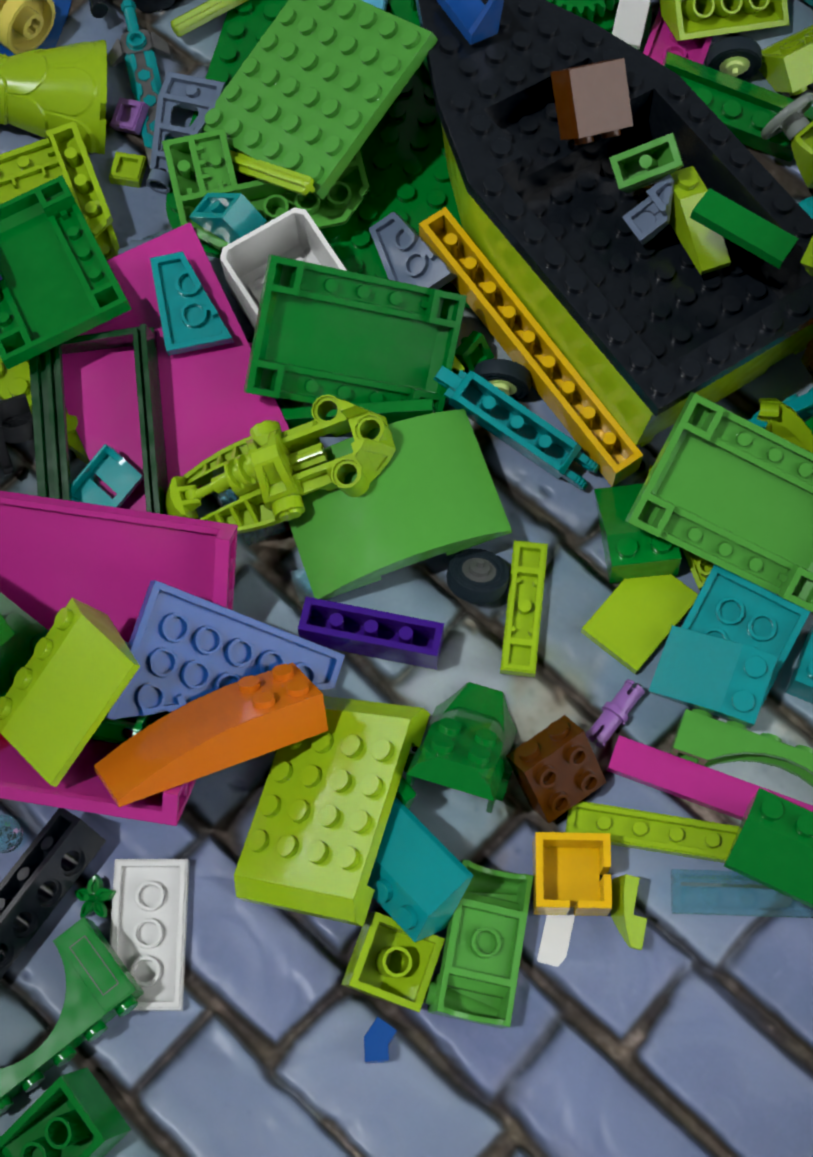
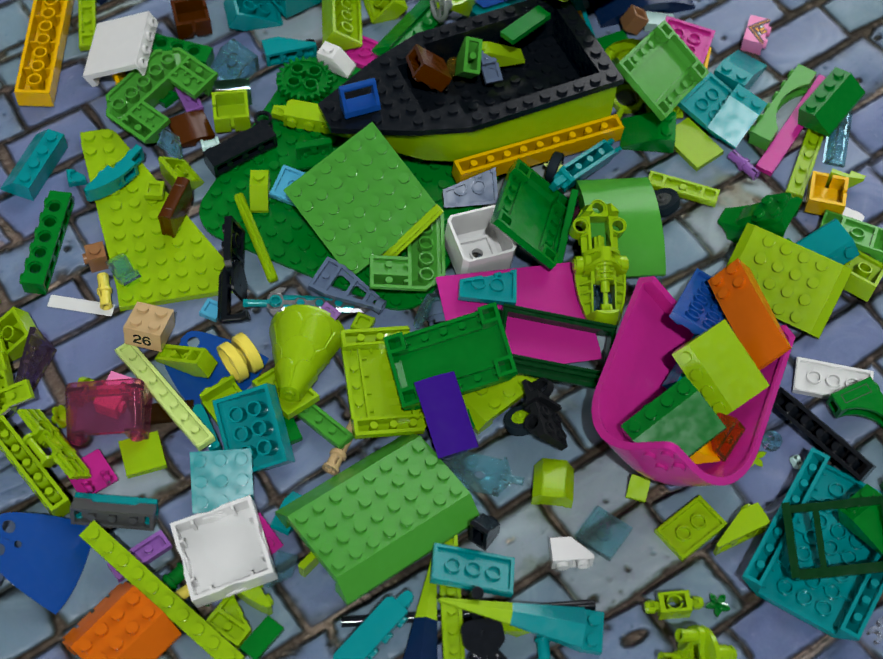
camera: 80 degrees left, 10 degrees down
(94, 897) = (813, 401): green plant -> none
(112, 470) = (580, 346): teal piece -> none
(227, 215) = (433, 261): teal slope -> none
(371, 632) = (689, 251): dark purple brick -> none
(556, 768) = (773, 181): reddish brown brick -> none
(736, 57) = (380, 25): black wheel -> none

